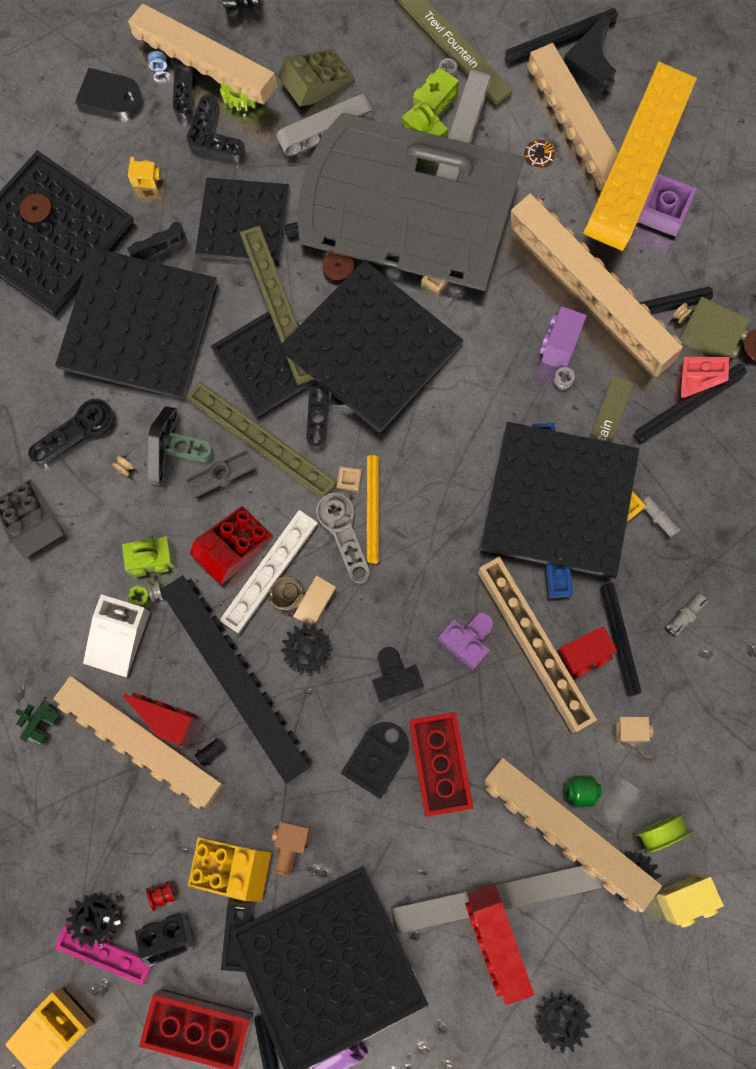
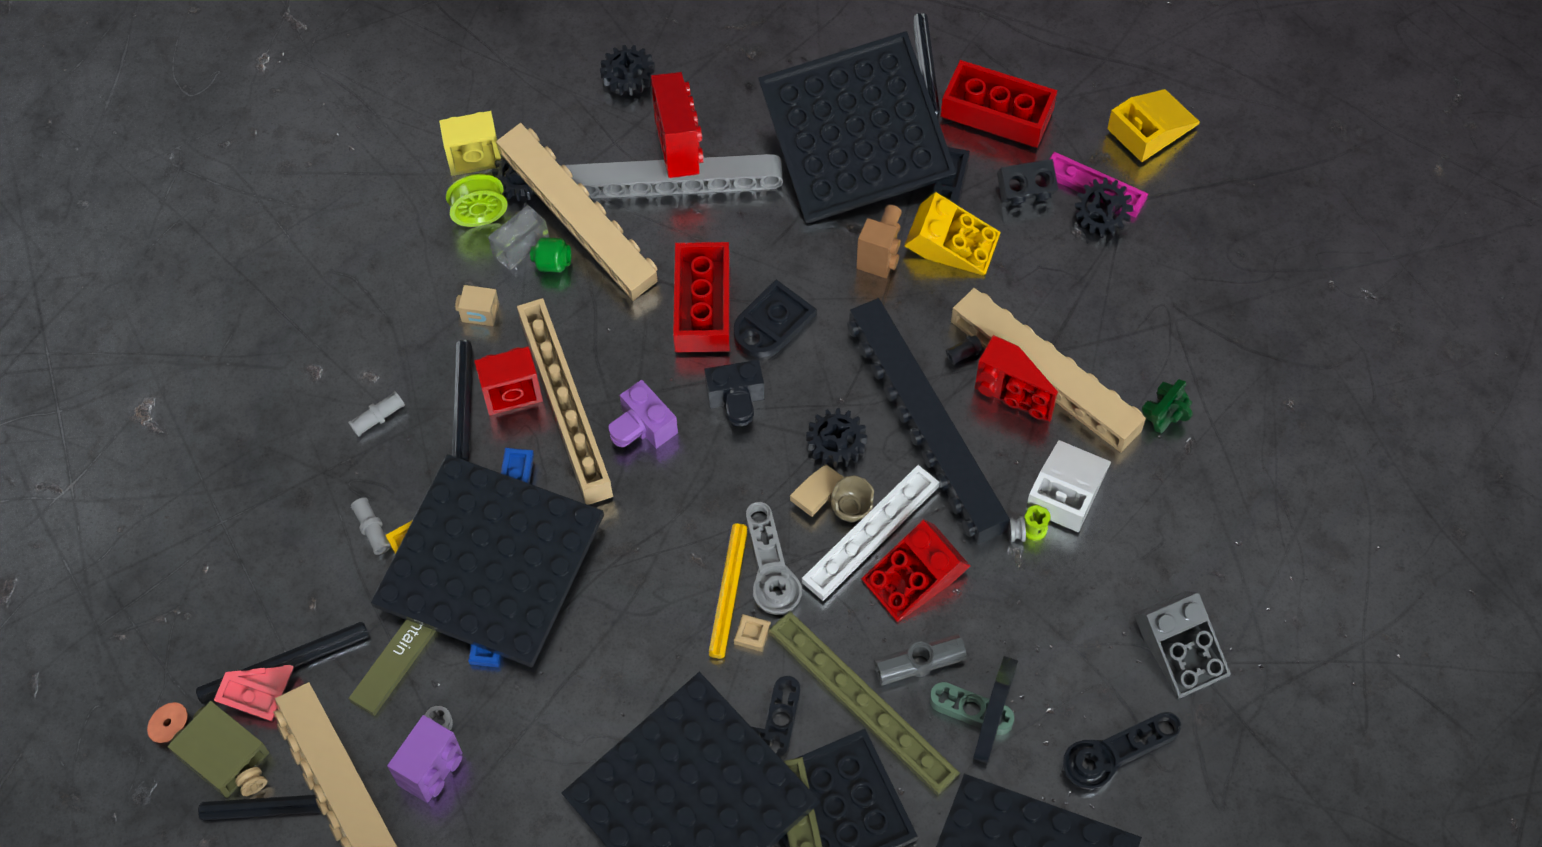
camera: 175 degrees left, 15 degrees down
(123, 465) = (1051, 690): tan bush -> none
(148, 556) = (1023, 568): lime brick -> none
(160, 895) = (1029, 223): red bush -> none

